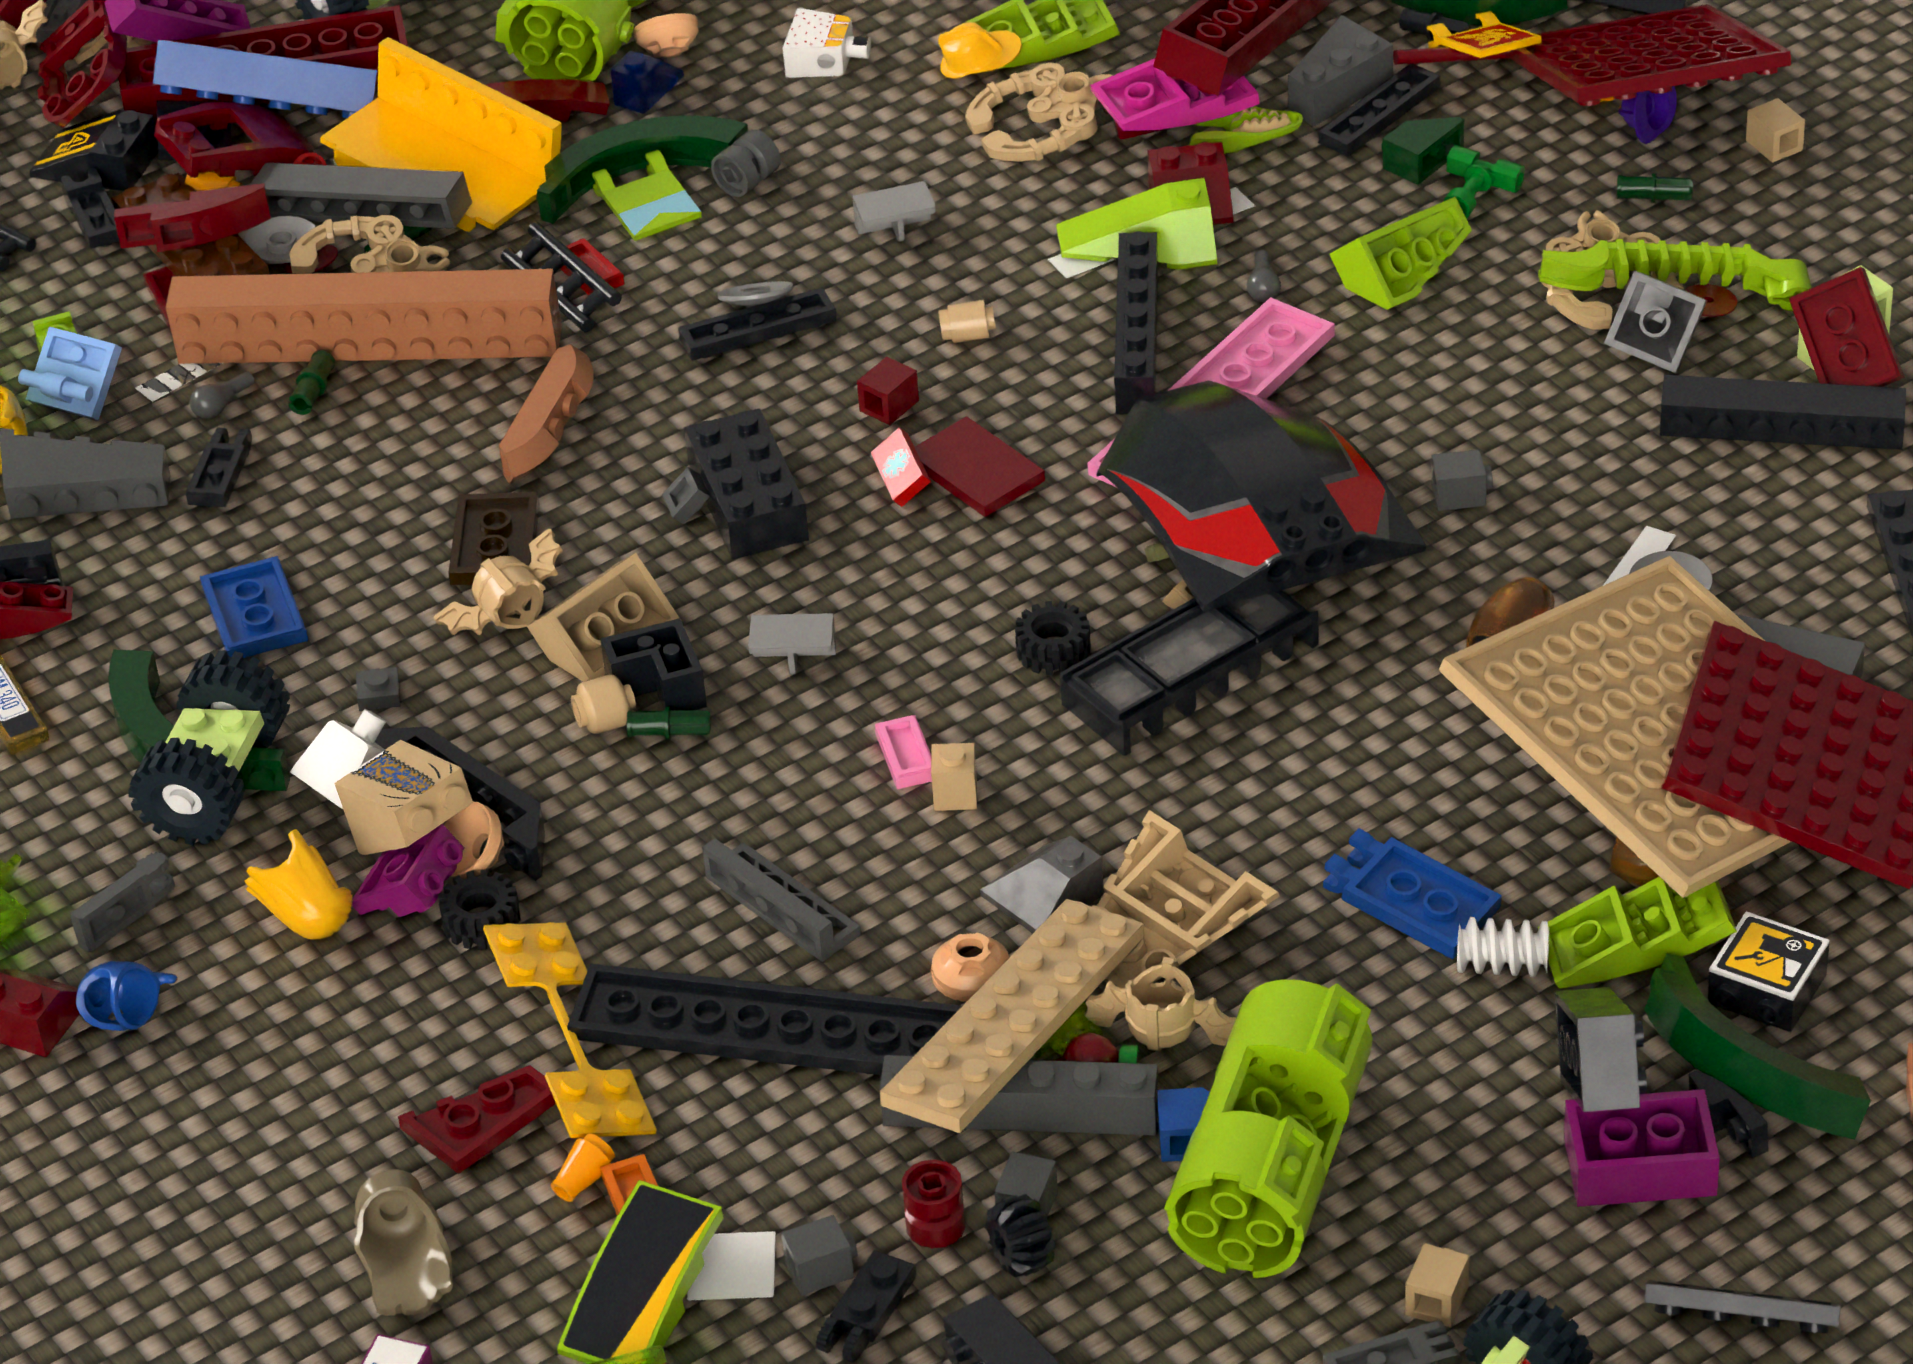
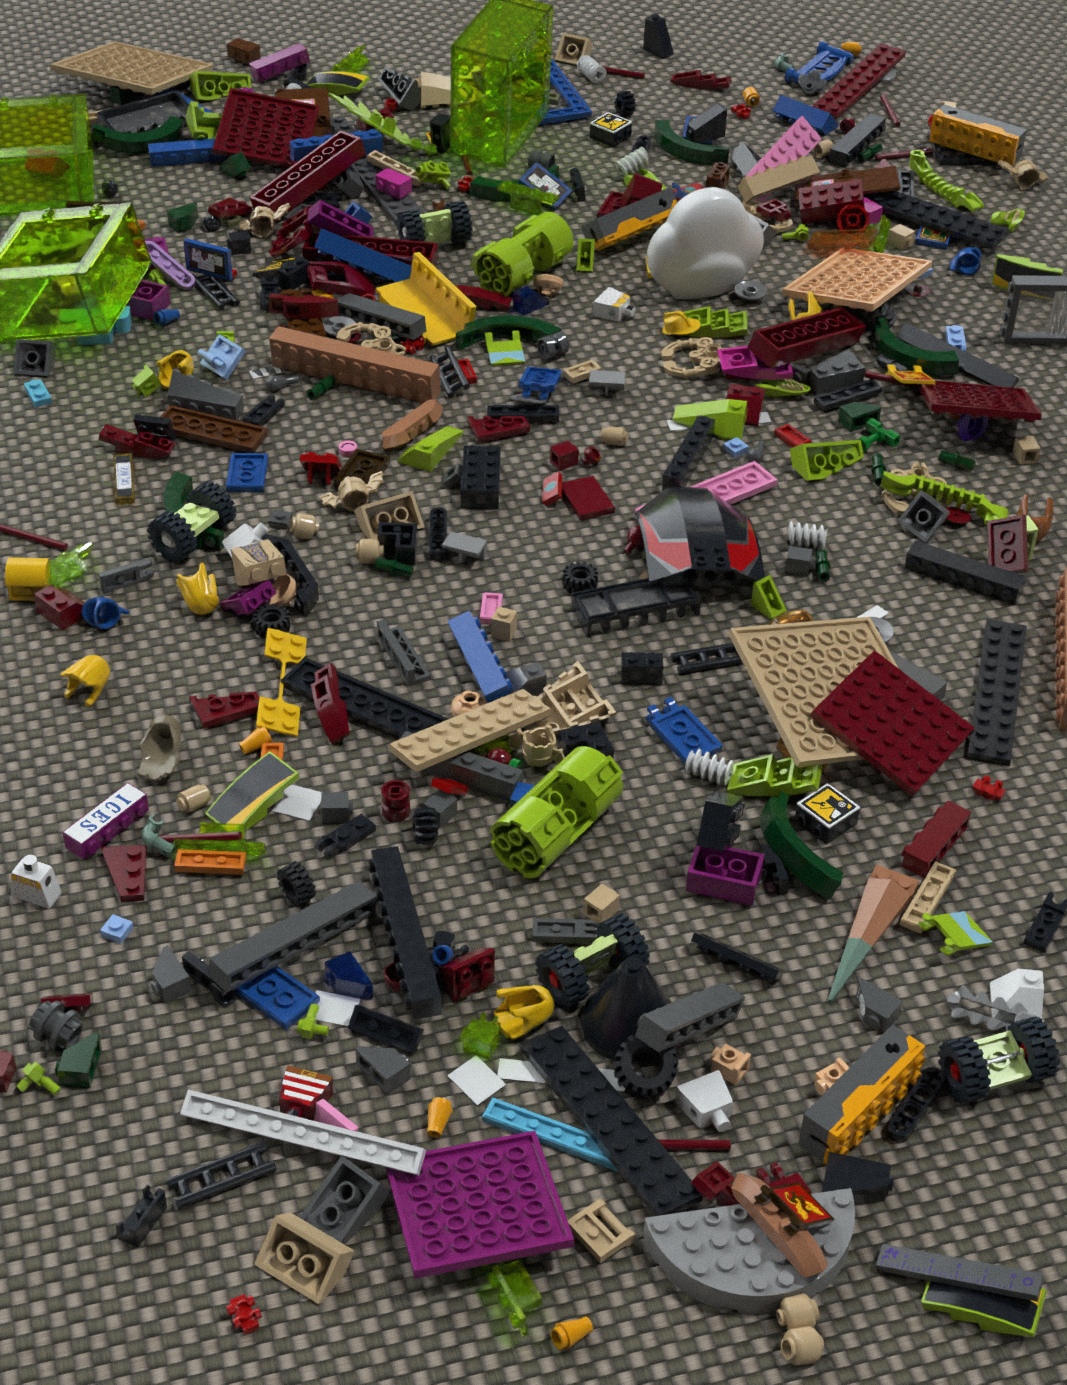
camera: 15 degrees right, 0 degrees up
(139, 534) = (215, 429): none -> reddish brown plate
(172, 1124) = (90, 672): none -> yellow hair
(422, 541) = (326, 462): none -> red plate
(436, 498) = (347, 448): none -> bright pink tile
(438, 689) = (304, 526): none -> tan head
(450, 238) = (411, 345): none -> red piece
(521, 1324) = (193, 798): none -> tan brick
(607, 453) = (432, 449): none -> lime wedge
(698, 1046) = (329, 705): none -> dark red slope
(714, 627) = (437, 533): none -> black beam
(716, 373) = (489, 429): none -> dark red wing
(759, 245) = (539, 380): none -> blue tile
(828, 202) = (580, 371): none -> tan plate
(943, 374) = (591, 456): none -> dark red tile
(946, 861) = (480, 657): none -> brick
(1025, 1140) = (449, 786): none -> red tile
(1122, 525) = (634, 539): none -> dark red piece
(1214, 279) = (735, 447): none -> light blue plate
(1241, 964) = (586, 735): none -> black brick
(1271, 91) = (800, 374): none -> dark grey plate
(1271, 788) = (641, 668): none -> black brick
(1314, 227) = (791, 436): none -> red tile
(1382, 740) = (705, 663): none -> black bar
(1438, 574) = (767, 598): none -> lime slope
(1448, 421) = (806, 535): none -> white piece
(1508, 476) = (822, 565): none -> dark green pin
(1515, 248) = (878, 468): none -> dark green pin
(1882, 266) = (1044, 522): none -> dark orange hair

